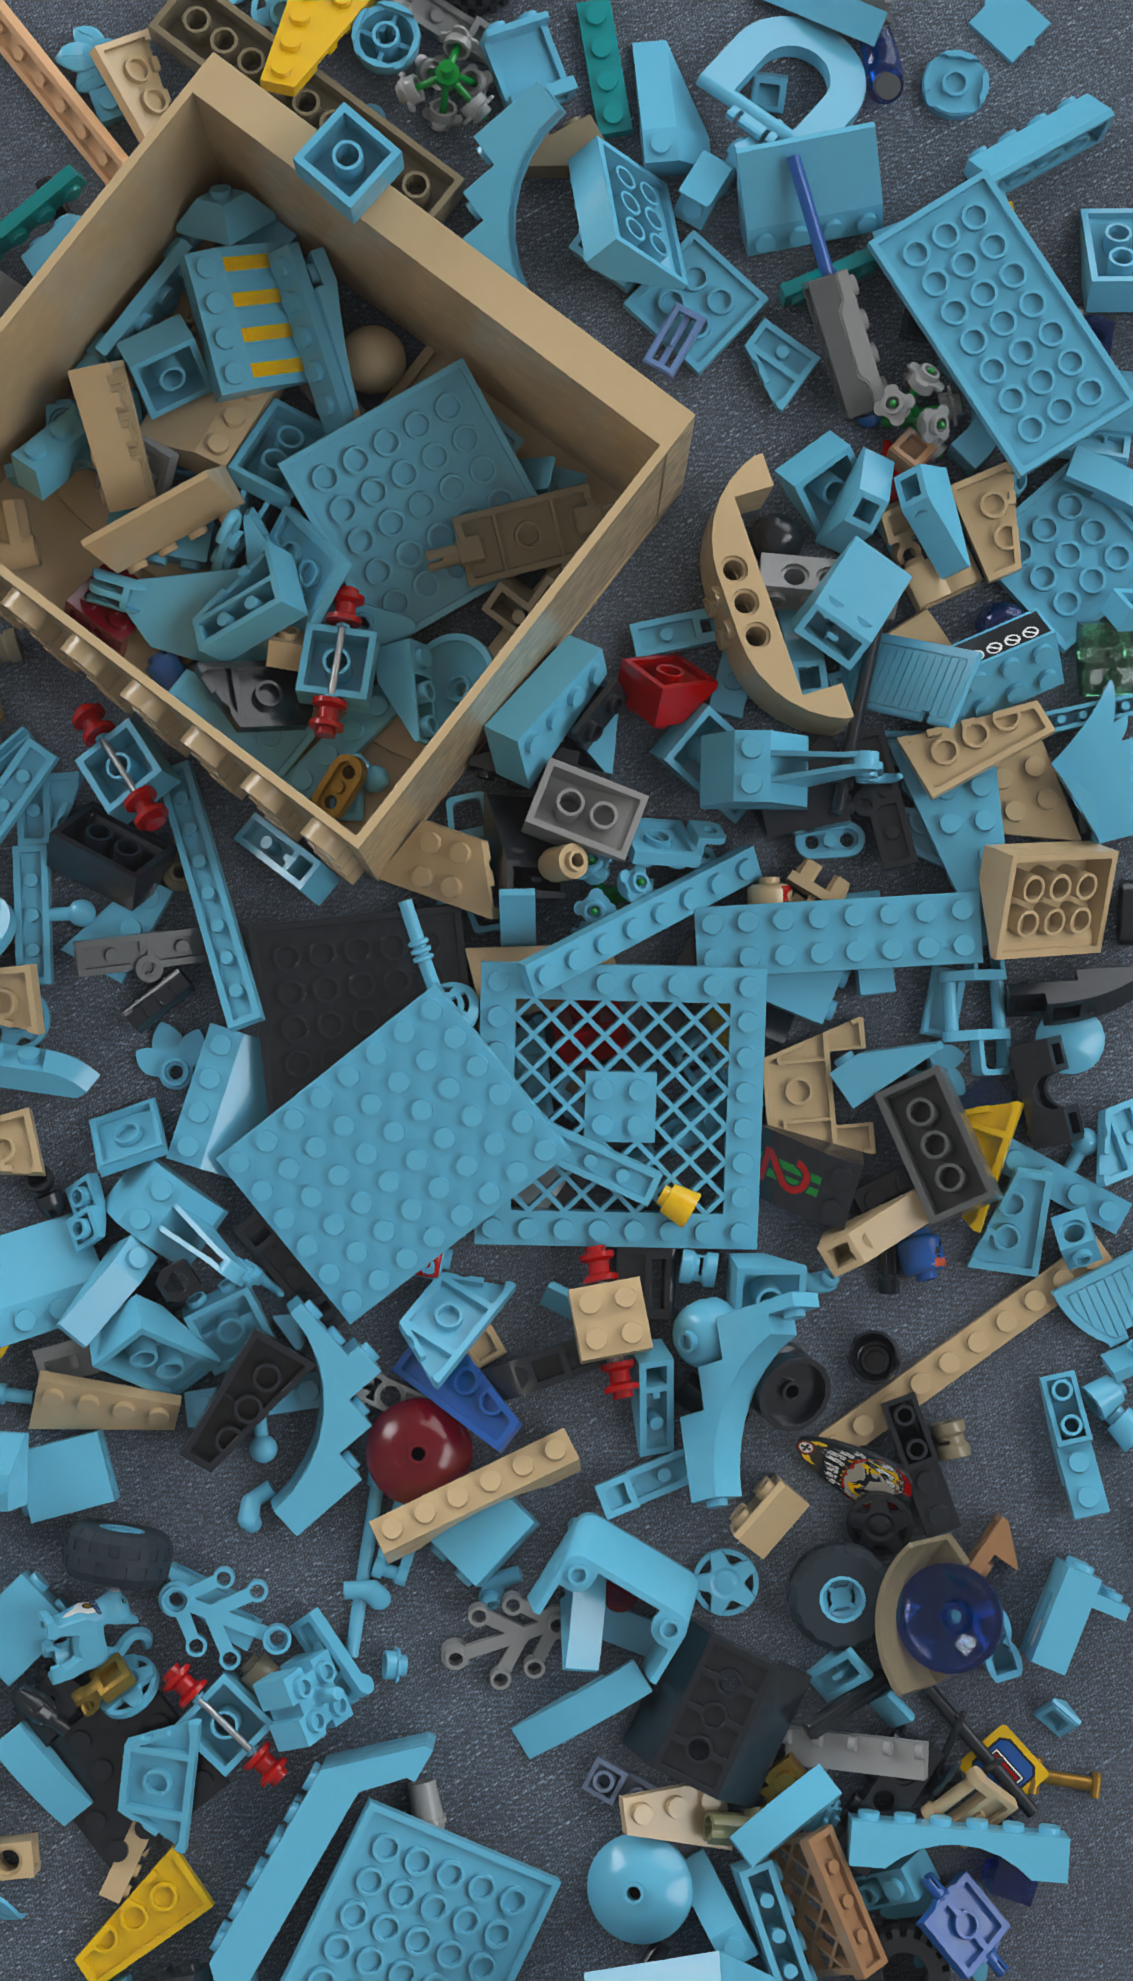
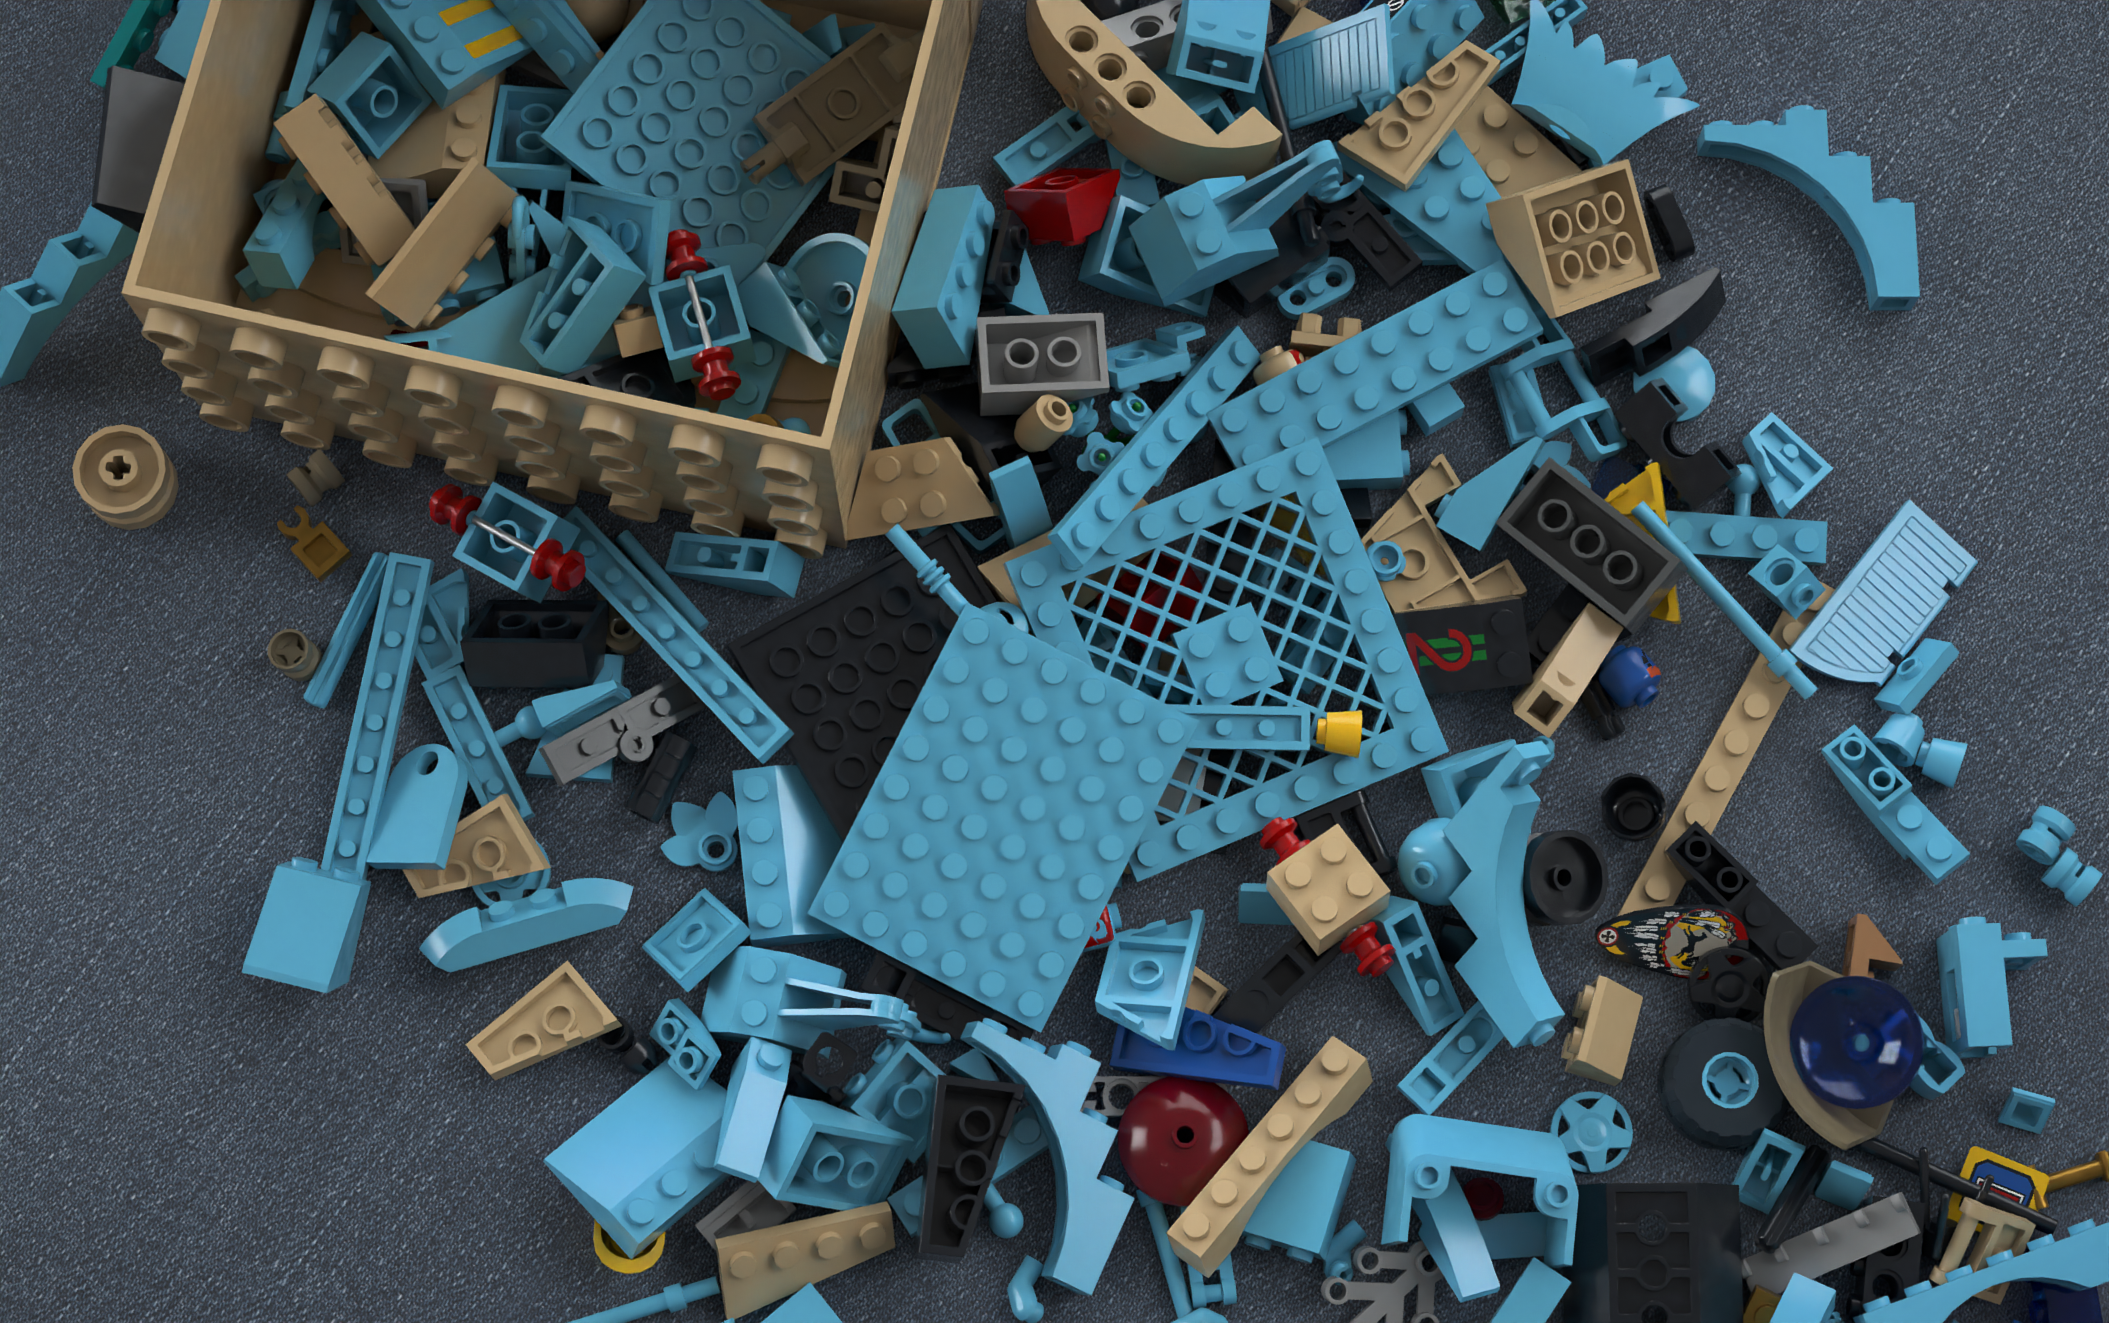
camera: 25 degrees left, 10 degrees down
(113, 920) = (573, 708): none -> medium azure slope
(228, 846) = (661, 580): none -> medium azure bar
(690, 1267) = (1395, 800): medium azure wheel -> none
(786, 1078) = (1393, 553): none -> medium azure plate
(950, 1439) = (1757, 850): dark tan wheel -> none
(1017, 1226) = (1706, 628): medium azure wing -> none
(1040, 1297) = (1780, 661): none -> medium azure bar

